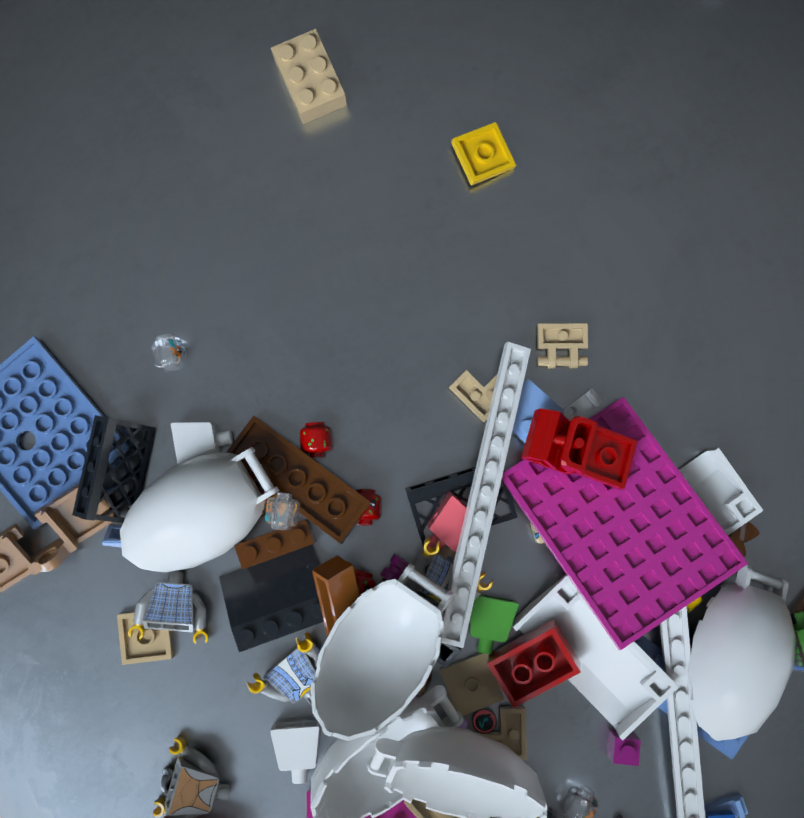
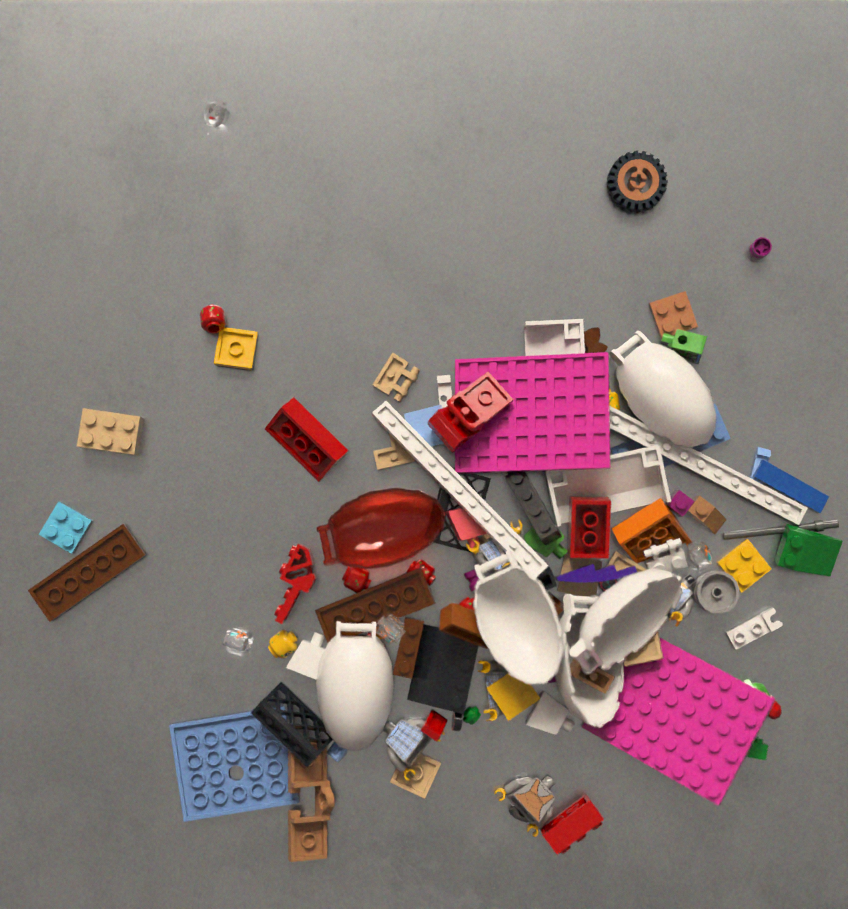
camera: 65 degrees left, 0 degrees up
(144, 147) = (86, 572): none -> reddish brown plate
(179, 96) = (65, 527): none -> medium azure plate
(195, 403) = (282, 644): none -> yellow head
(206, 626) = (434, 725): none -> red tile
(226, 648) = (456, 721): none -> black tile
(244, 660) = (471, 715): none -> green plate
(291, 694) = (512, 695): none -> yellow plate
(299, 362) = (300, 558): none -> red piece
(369, 785) = (597, 679): none -> medium nougat slope
(388, 433) = (382, 528): none -> clear red windscreen
(433, 289) = (306, 439): none -> red slope
(482, 697) = (589, 574): none -> dark purple slope
(500, 107) = (212, 318): none -> red head
(517, 587) = (533, 507): none -> black brick
(550, 775) = (669, 561): none -> white plate
(572, 735) = (648, 528): none -> orange wedge
(630, 786) = (706, 514): none -> medium nougat slope

